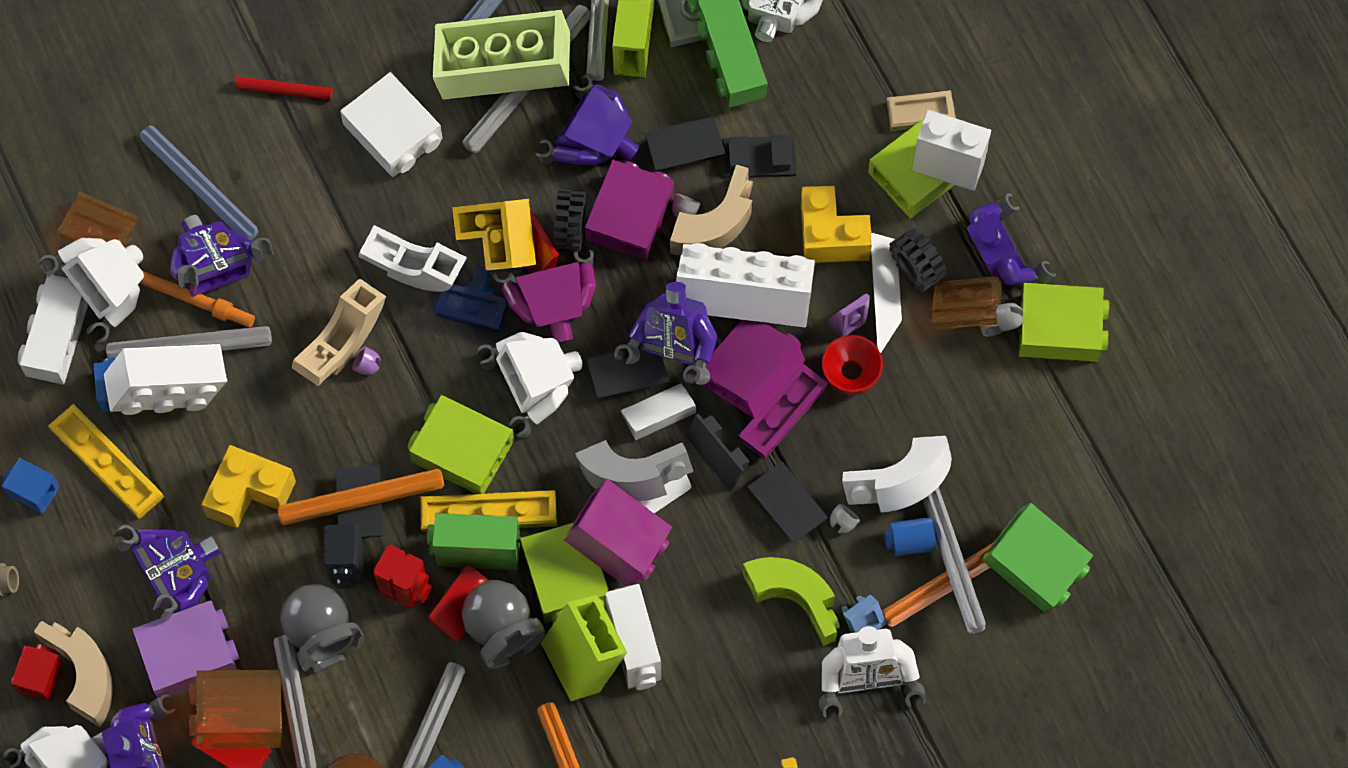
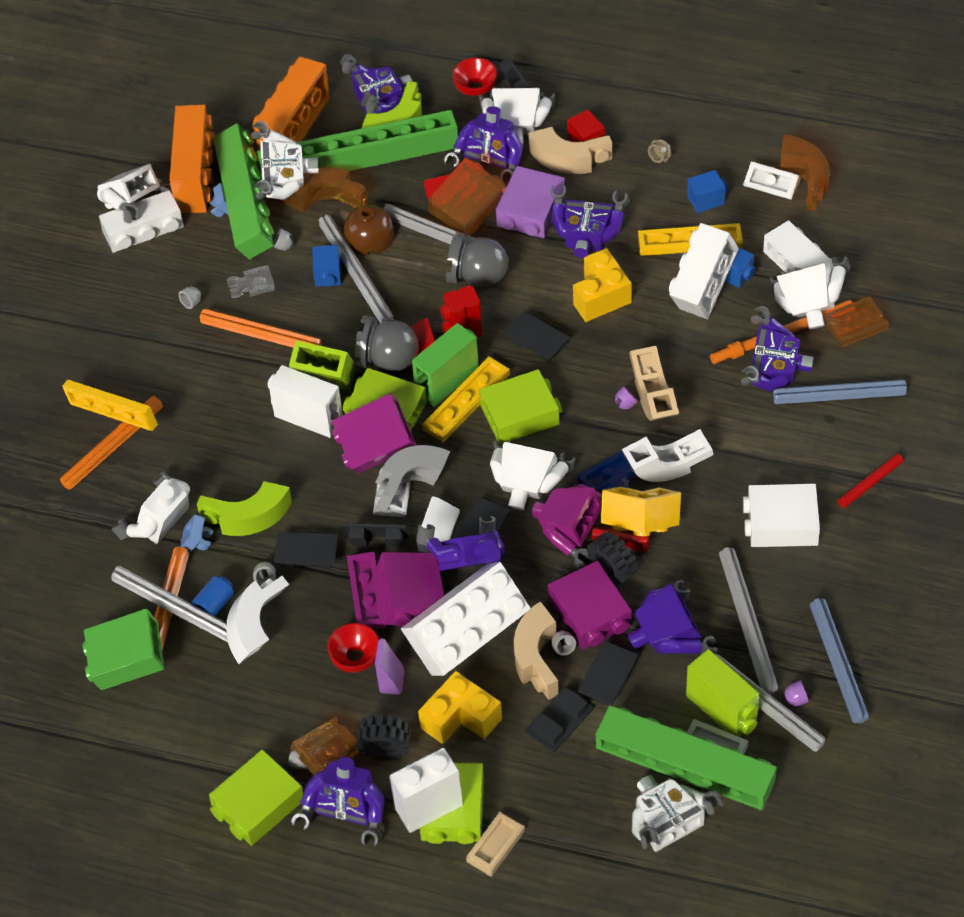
camera: 135 degrees right, 15 degrees down
(227, 339) = (727, 321): light grey axle -> none
(343, 555) = (505, 295): black brick -> none
(360, 496) = (536, 331): orange axle -> none
(501, 54) = (770, 597): yellowish green brick -> none
(885, 289) = (373, 702): white sticker -> none
(1009, 316) = (292, 760): light grey hinge -> none

